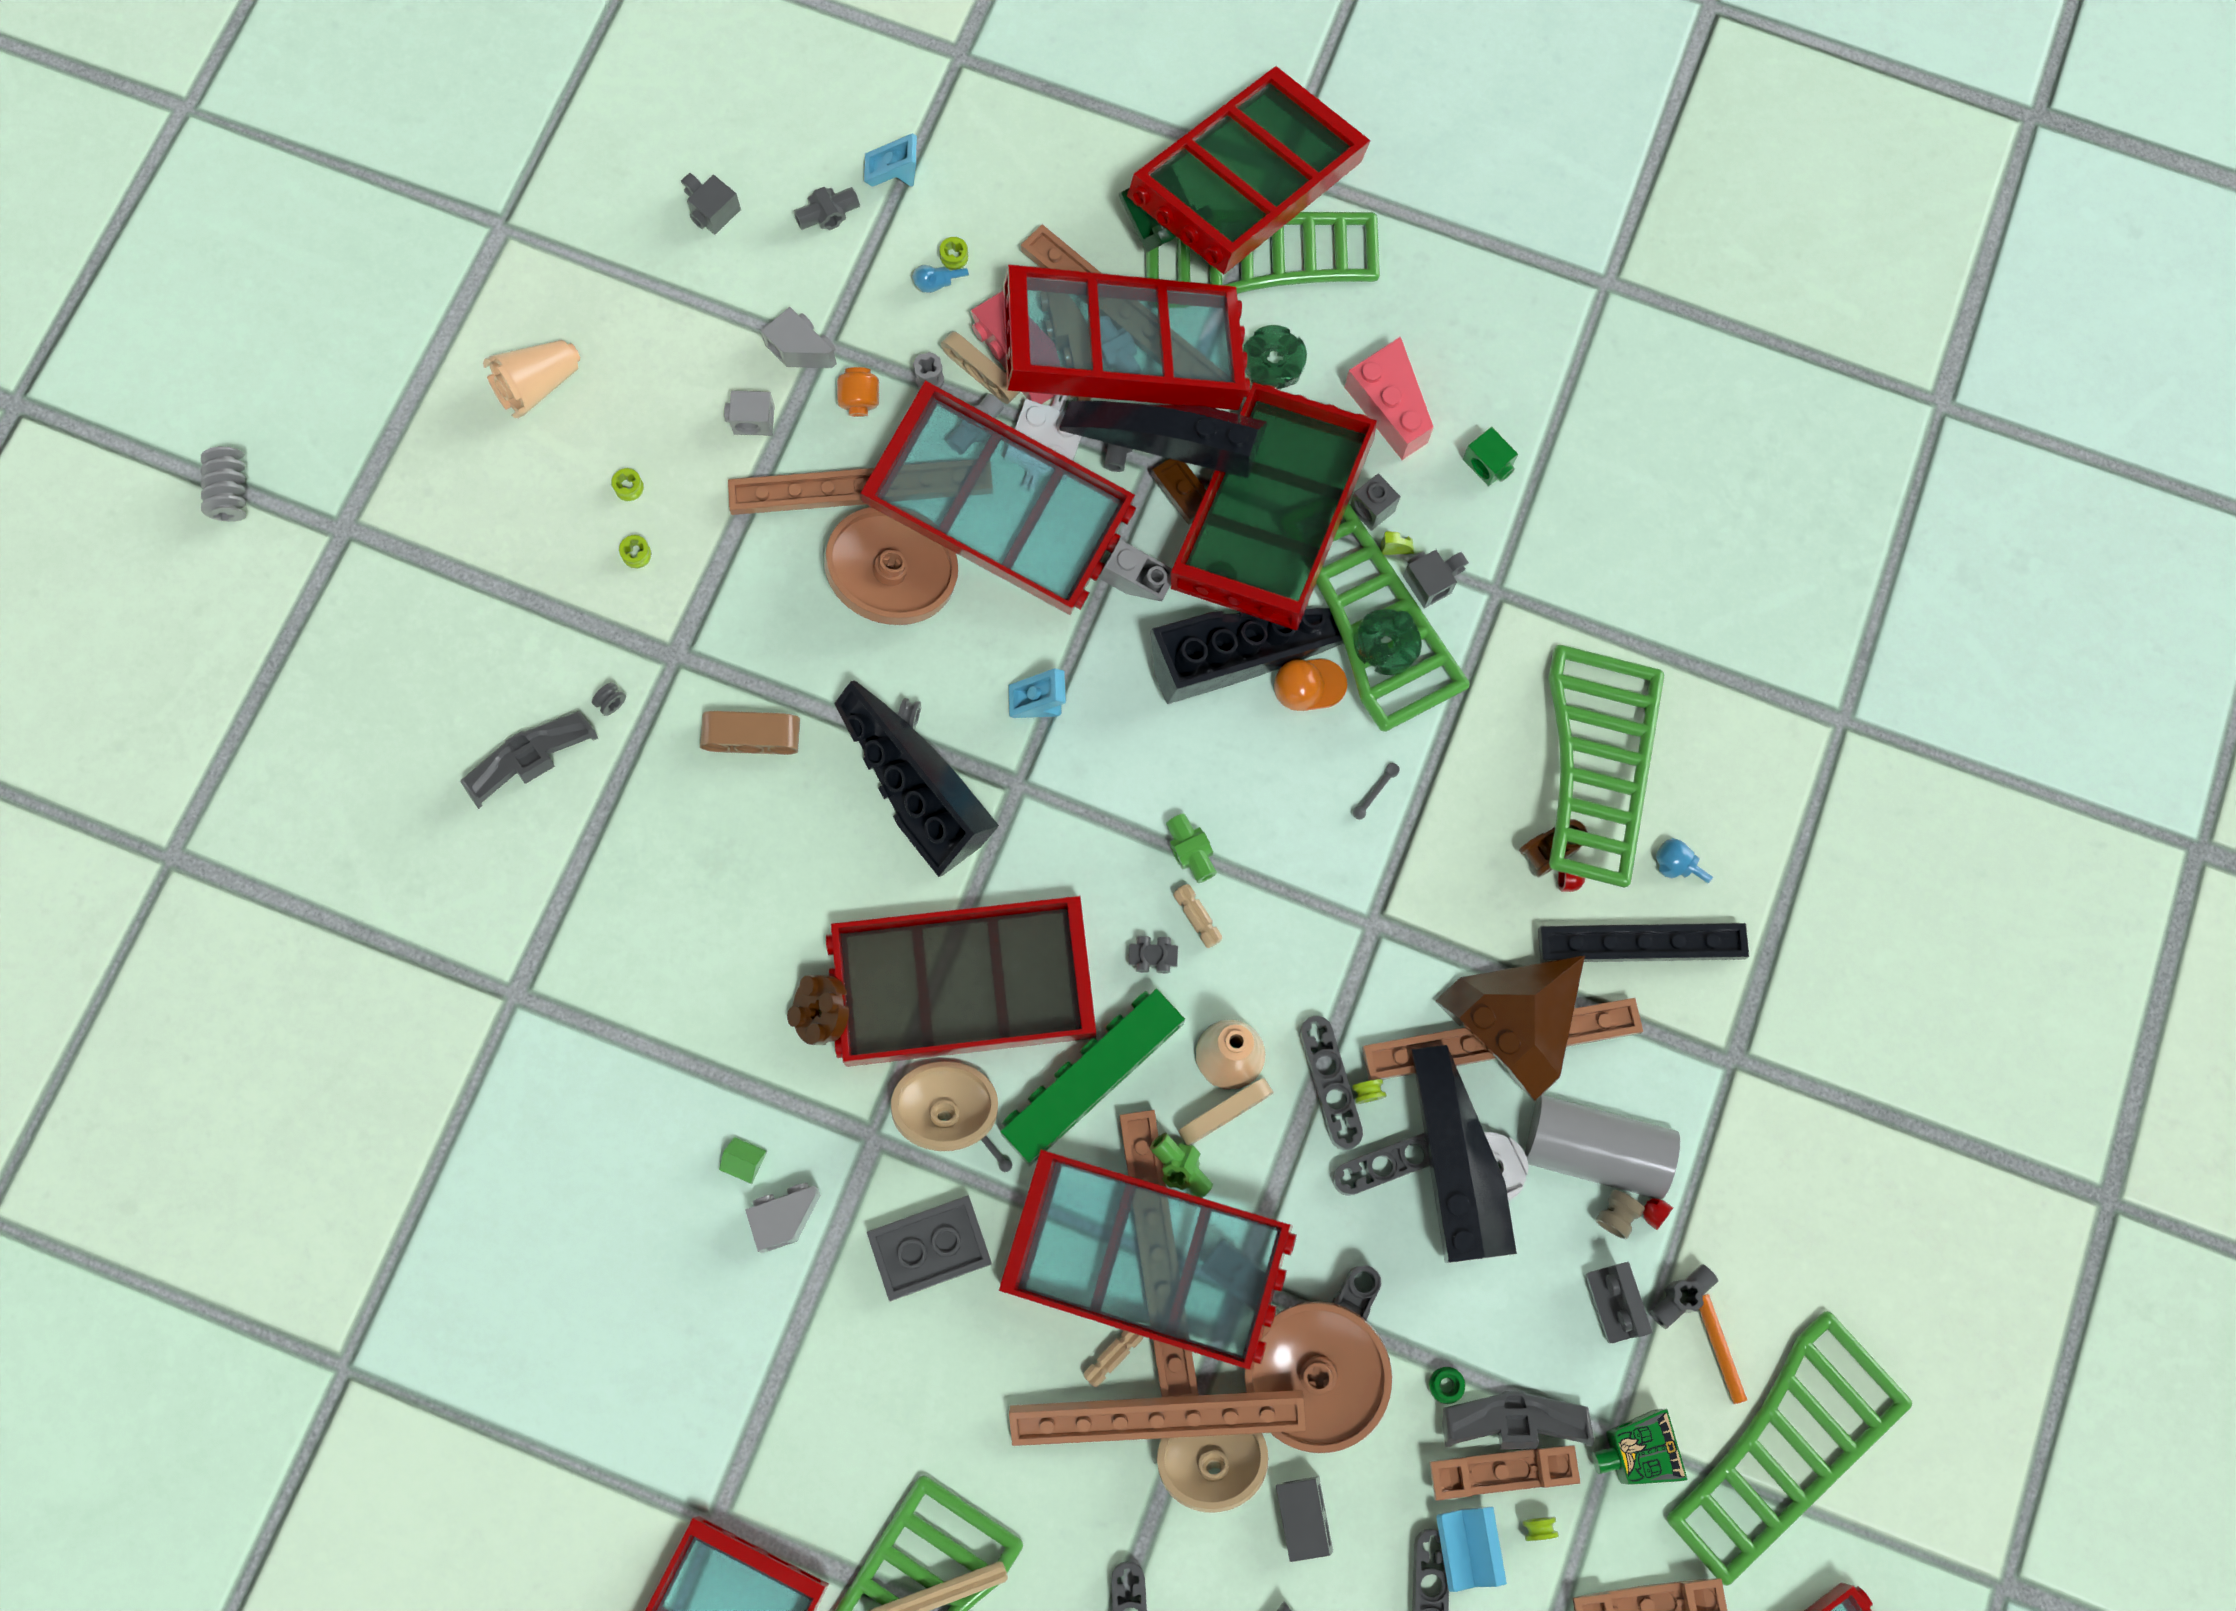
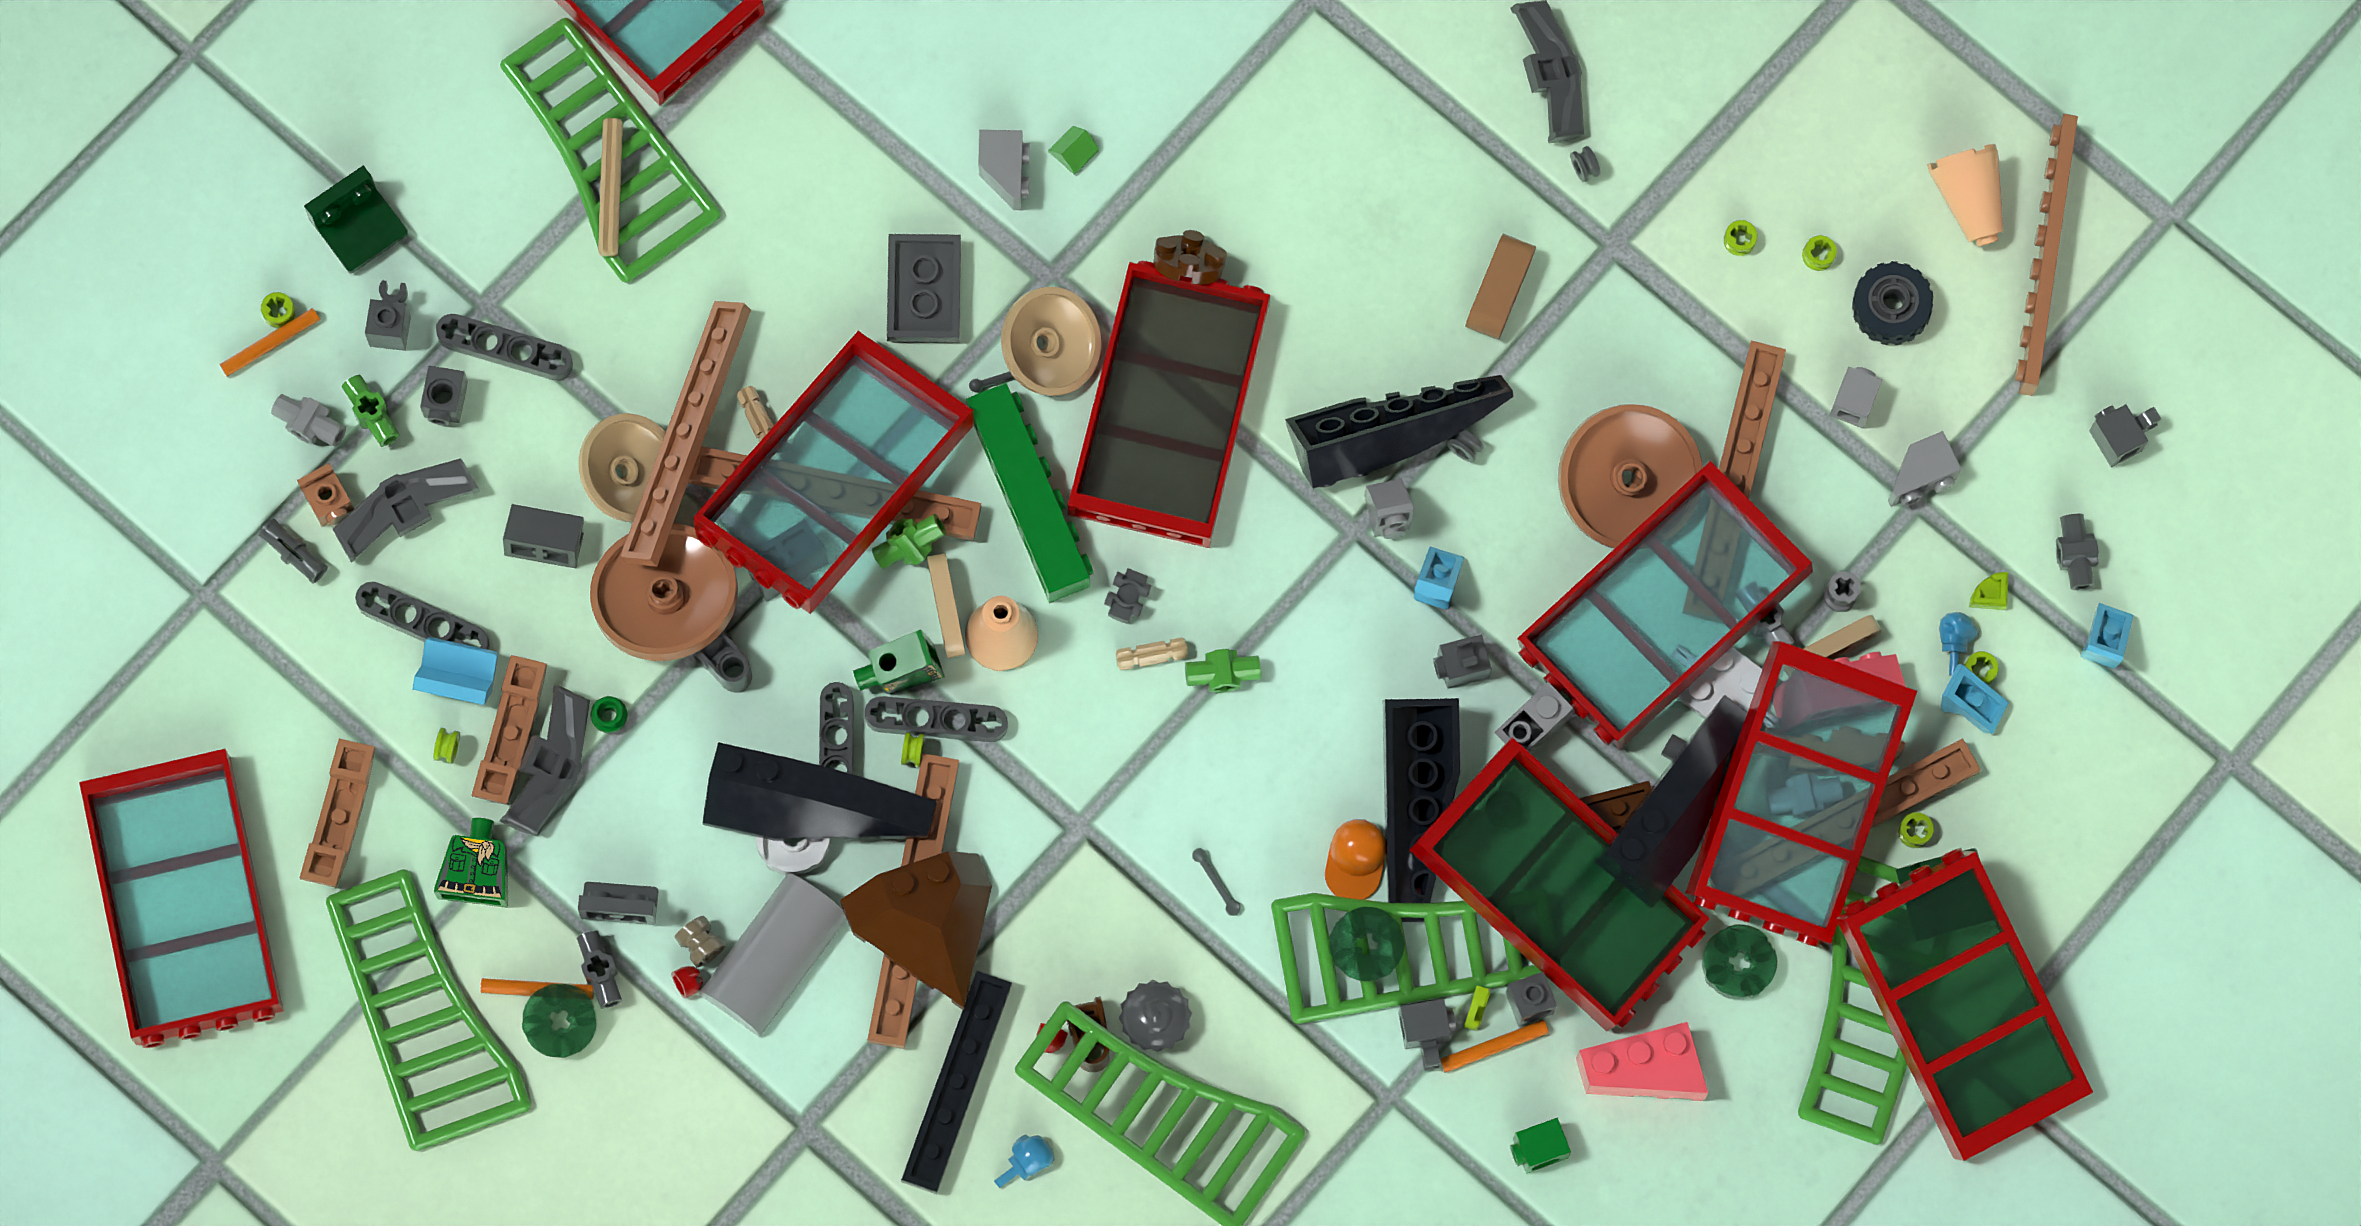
camera: 110 degrees right, 0 degrees up
(568, 302) = (2044, 267): none -> nougat plate
(651, 391) = (1888, 324): none -> black wheel
(858, 391) = (1844, 511): orange head -> none
(883, 265) = (1991, 593): none -> lime tile
(985, 249) = (1973, 700): none -> medium azure slope
(992, 754) = (1389, 508): none -> light grey slope
(1105, 651) = (1462, 661): none -> dark grey brick
(1106, 252) = (1916, 819): none -> lime bush
(1290, 1118) = (914, 661): none -> torso
(1425, 526) = (1494, 1046): none -> orange bar
(1518, 795) = (1155, 1015): none -> dark grey piece
(1762, 1310) = (538, 1024): none -> clear green plate

